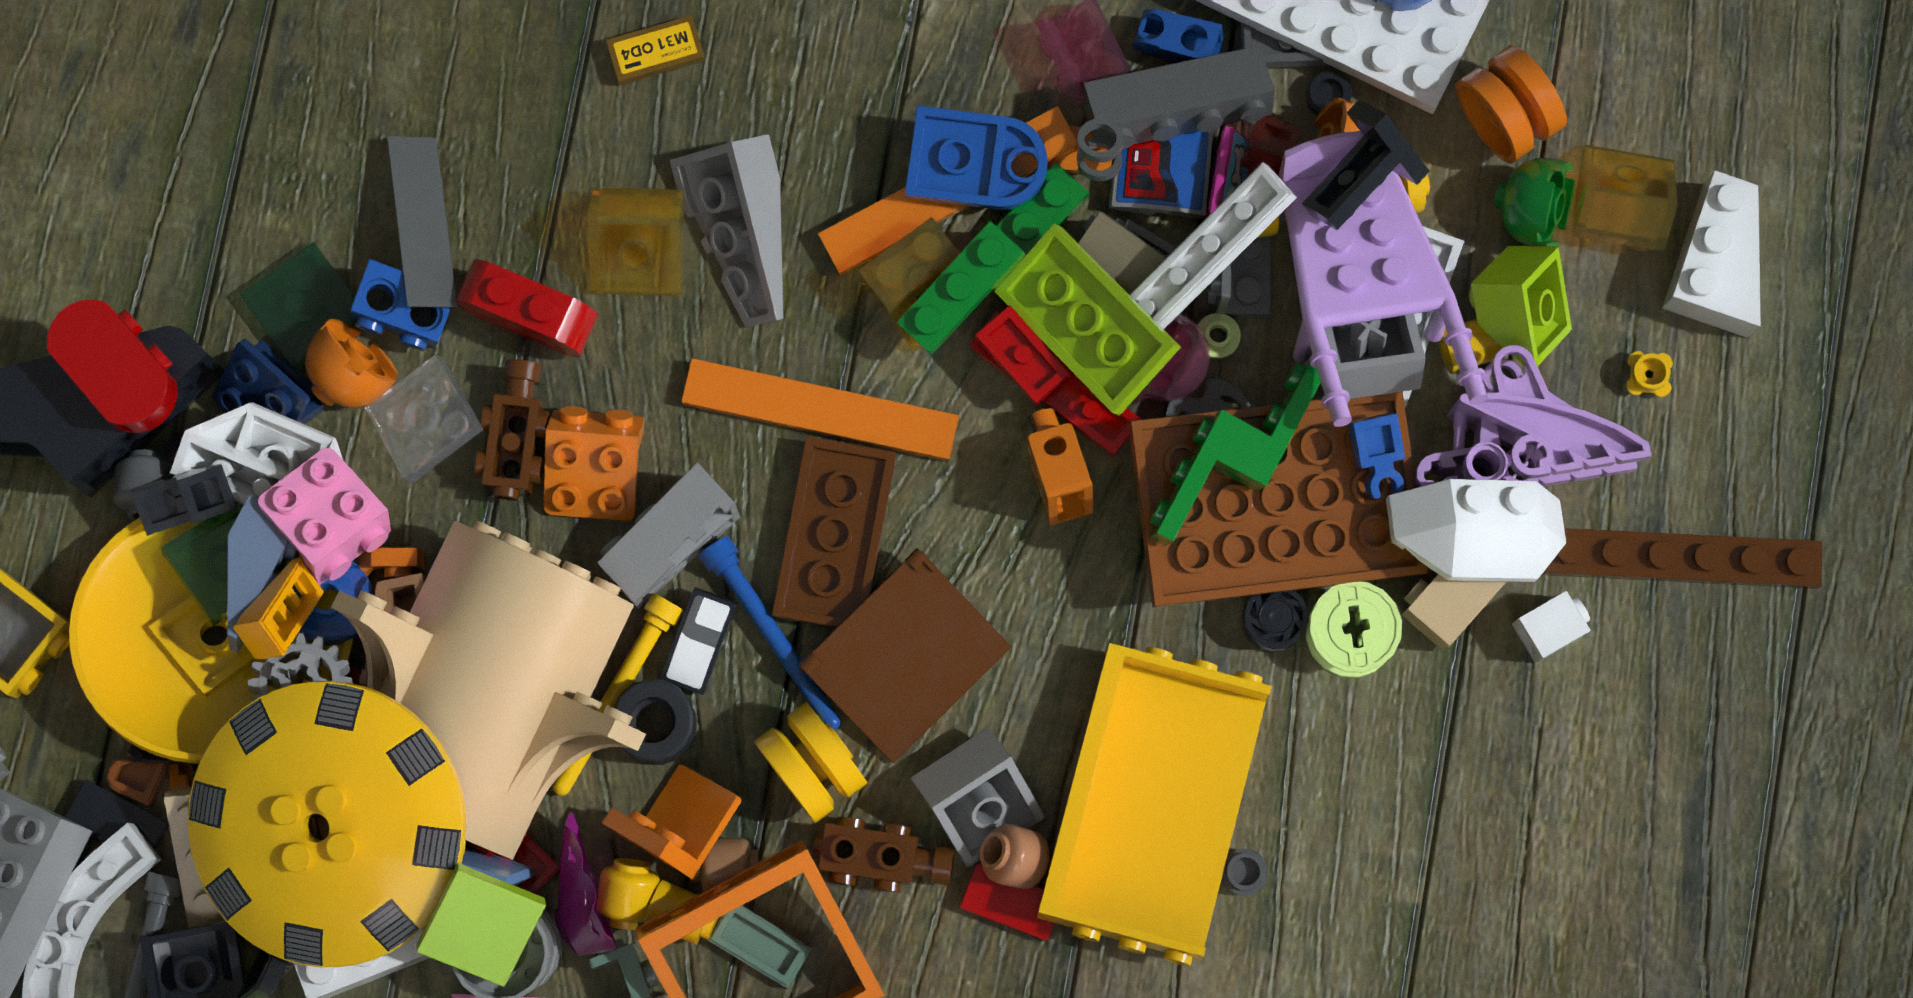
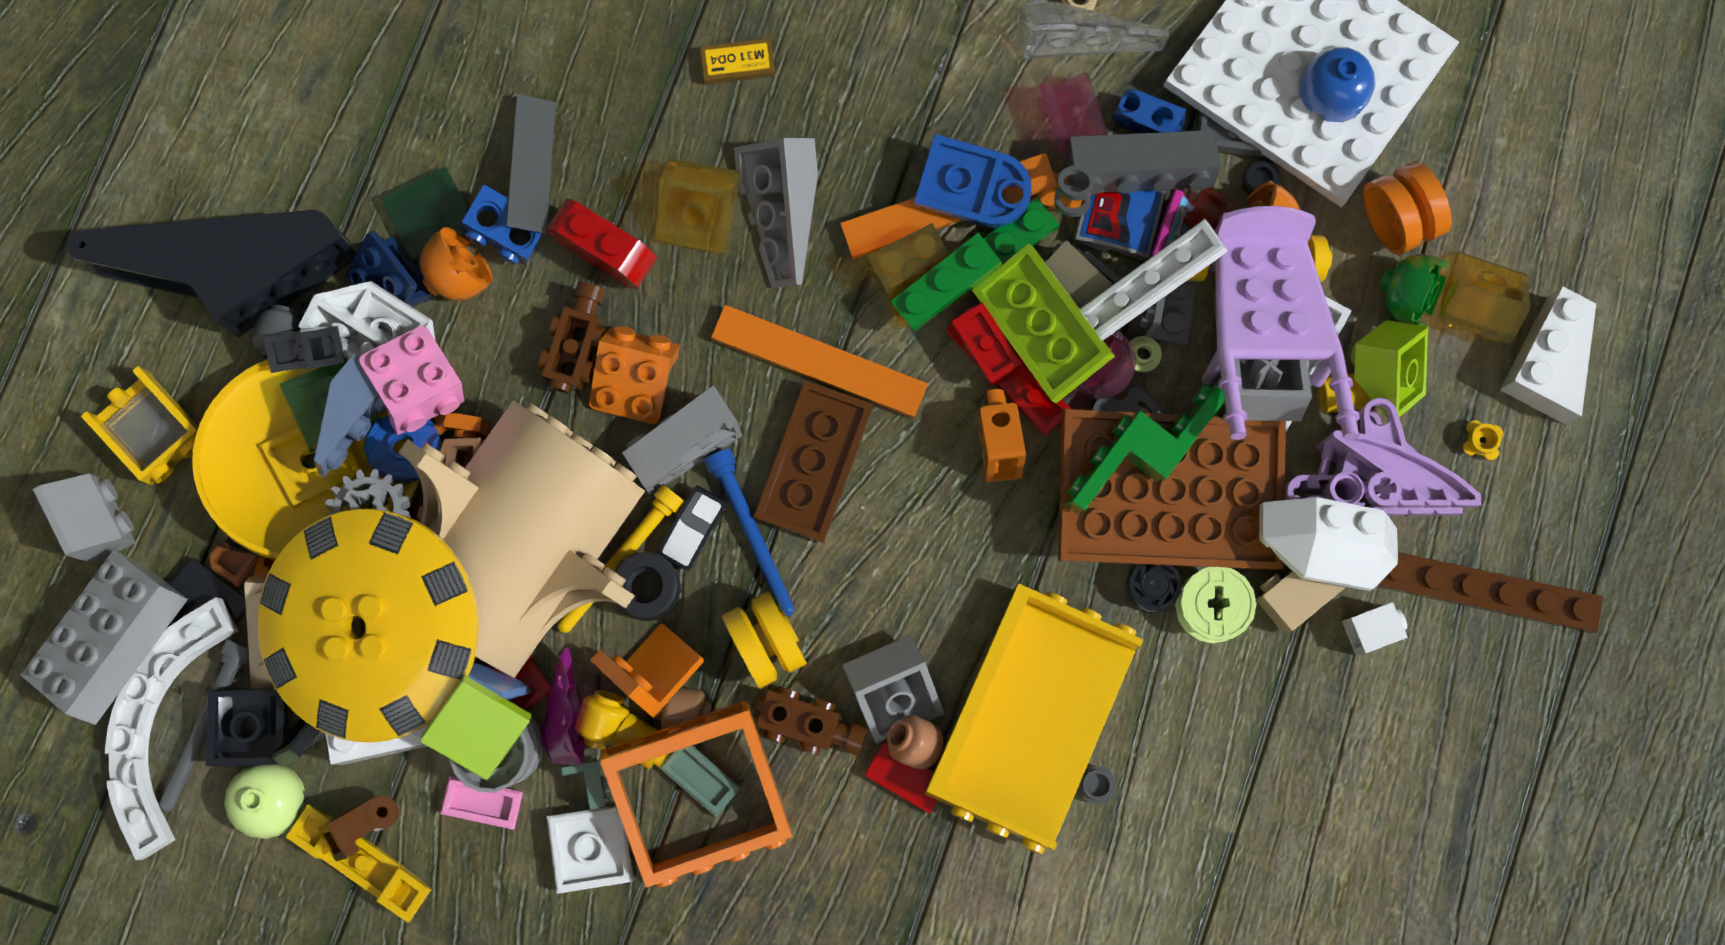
camera: 10 degrees right, 0 degrees up
(113, 365) = (263, 232): red brick -> none
(256, 624) = (339, 456): light orange slope -> none
(424, 419) = (506, 317): clear plate -> none
(904, 655) = (853, 566): reddish brown piece -> none
(1364, 167) = (1287, 235): black bracket -> none
(1377, 445) = (1259, 460): blue plate -> none

